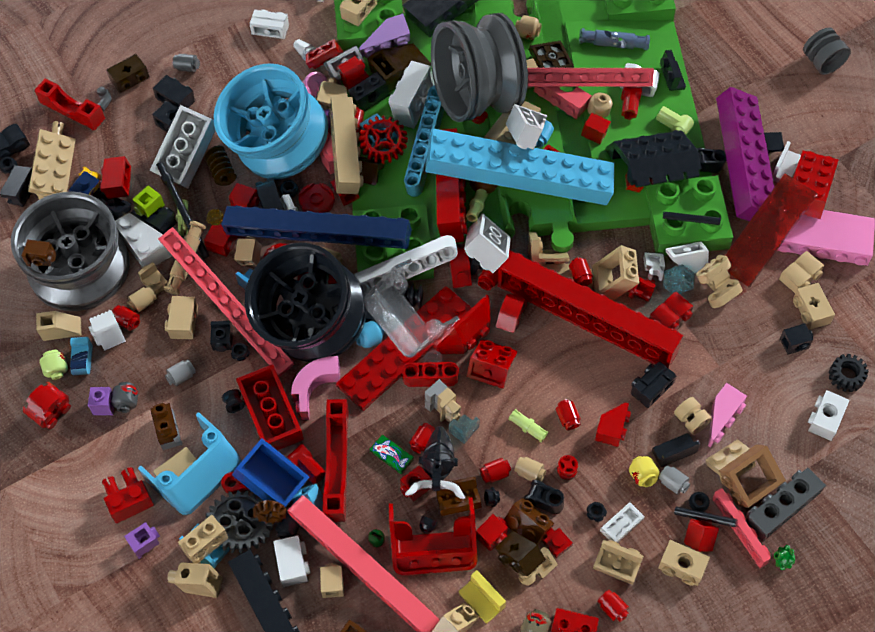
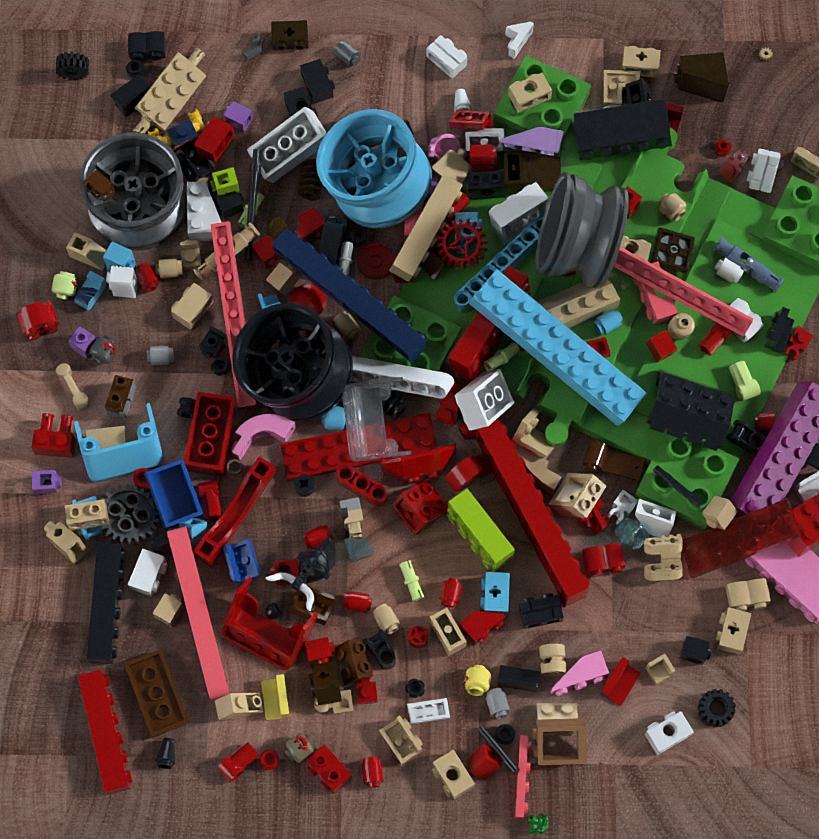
camera: 30 degrees right, 10 degrees up
(54, 97) = (219, 40): red arch -> none
(87, 309) = (118, 256): none -> medium azure brick
(126, 149) = (238, 116): none -> medium lavender brick
(129, 450) = (79, 399): none -> tan bar
(262, 511) = (153, 523): reddish brown gear -> none
(309, 421) = (234, 463): none -> dark tan plate
(370, 498) = (241, 561): none -> blue bracket
(374, 541) = (222, 598): green hinge -> none
(383, 407) = (304, 490): none -> black wheel
(391, 454) = (285, 534): tile -> none
(491, 497) = (339, 622): black plate -> none
(525, 126) = (585, 313): white wedge -> none
(557, 348) = (480, 531): none -> lime brick
(581, 271) = (547, 475): red brick -> none
(590, 446) = (447, 631): none -> tan brick
(603, 50) = (728, 270): none -> white brick
(612, 392) = (495, 582): none -> medium azure brick
(627, 236) = (612, 462): none -> reddish brown door
(691, 74) = (799, 341): none -> red plate
(713, 141) = (765, 421): none -> red hat
(737, 219) = (719, 512): none -> tan brick
(757, 400) = (620, 682): none -> red panel
(765, 526) = (543, 790): dark grey brick -> none
(782, 369) = (660, 669): none -> tan panel

